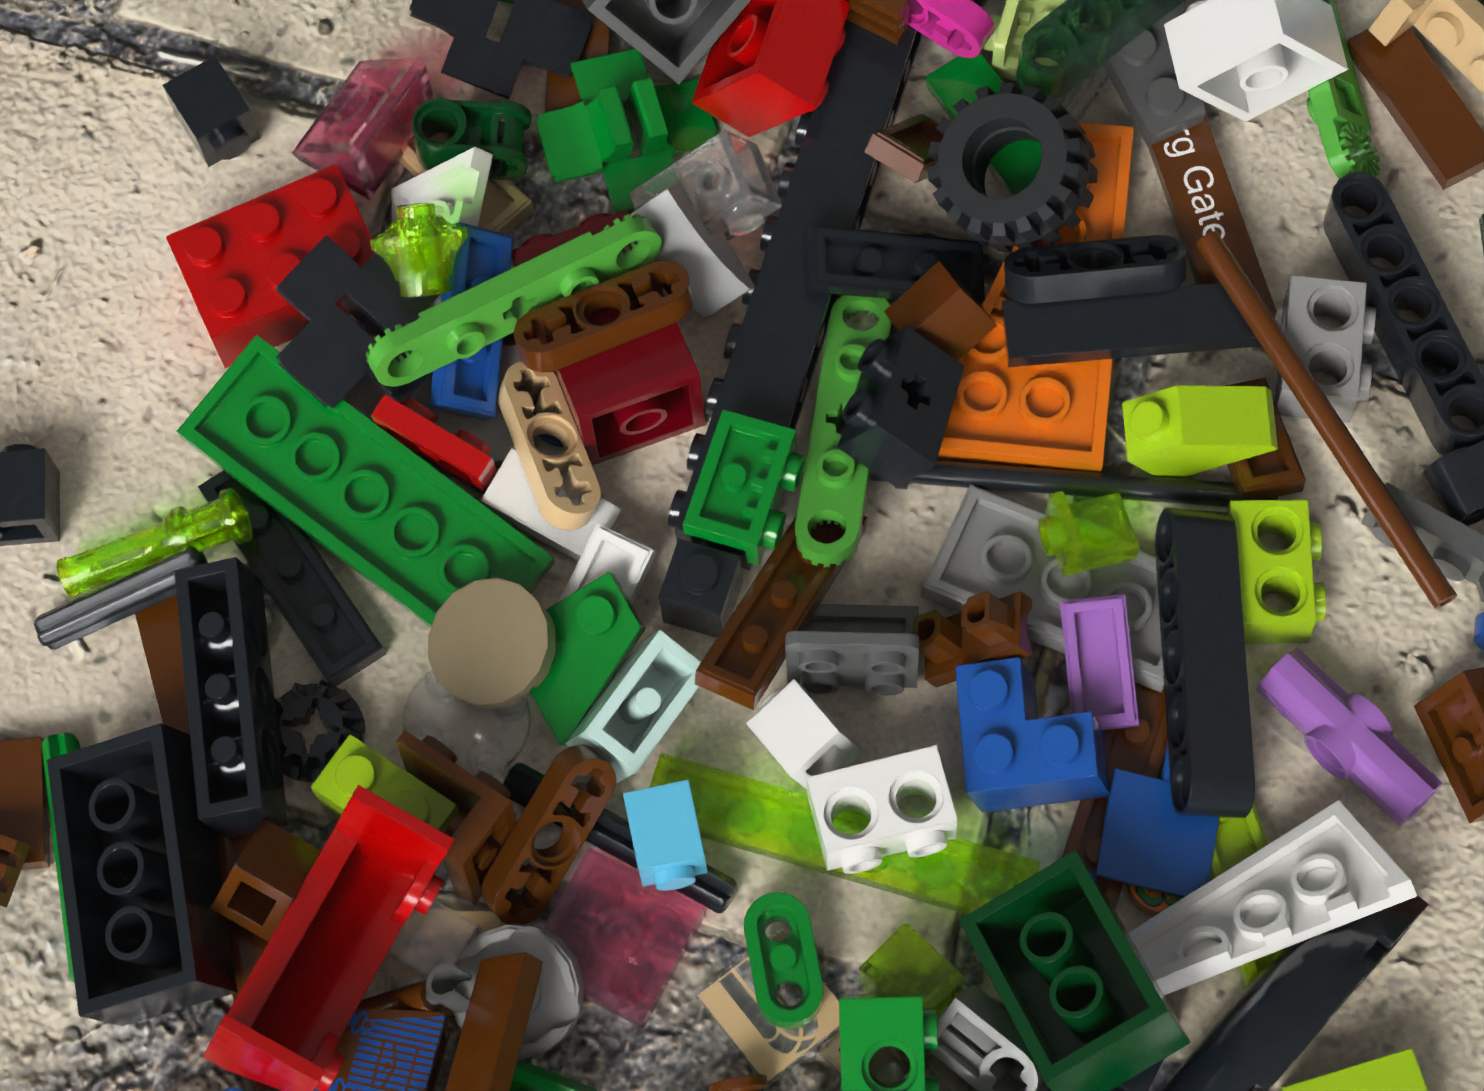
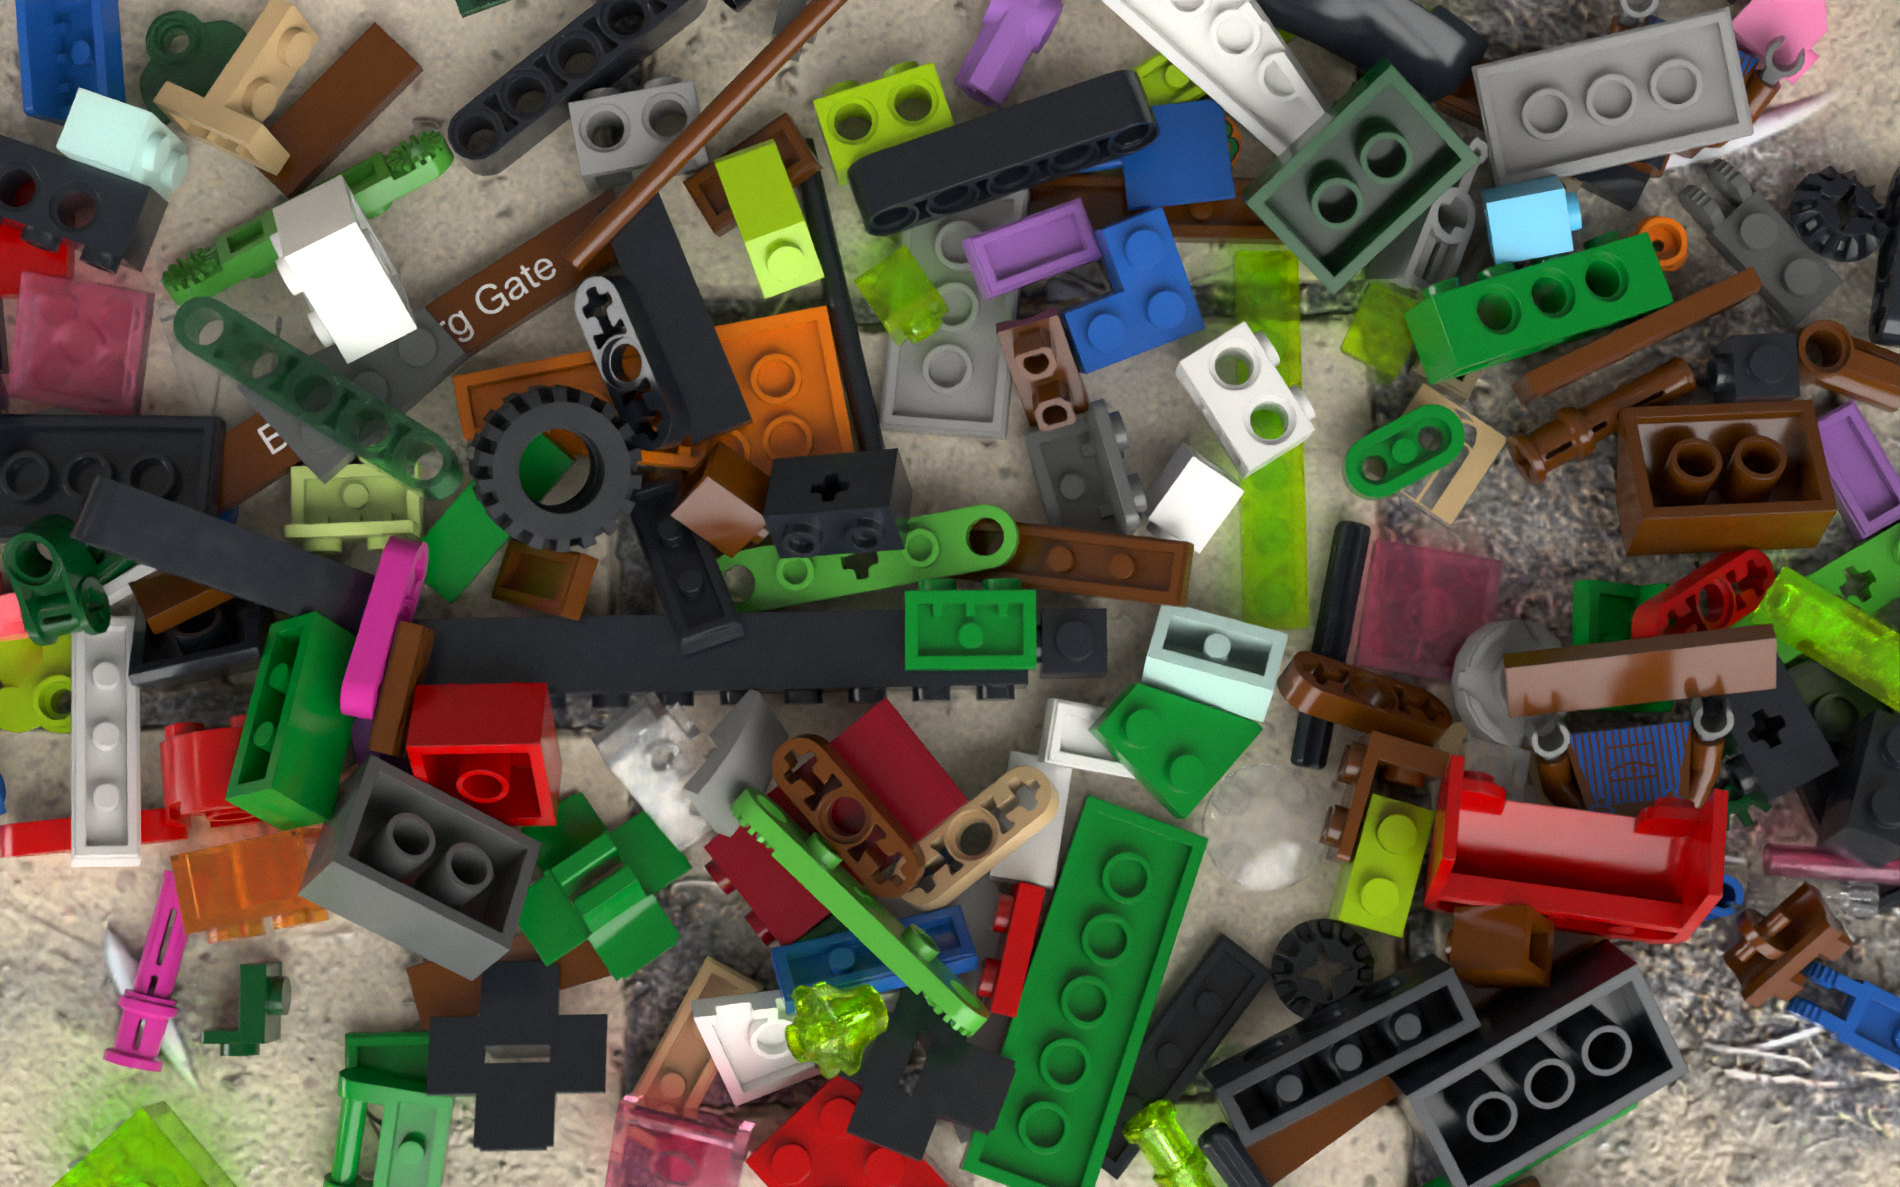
camera: 115 degrees left, 15 degrees up
(473, 126) = (664, 1029): dark green piece -> none
(491, 643) = (1201, 818): dark tan tile -> none
(665, 835) = (1336, 588): medium azure brick -> none

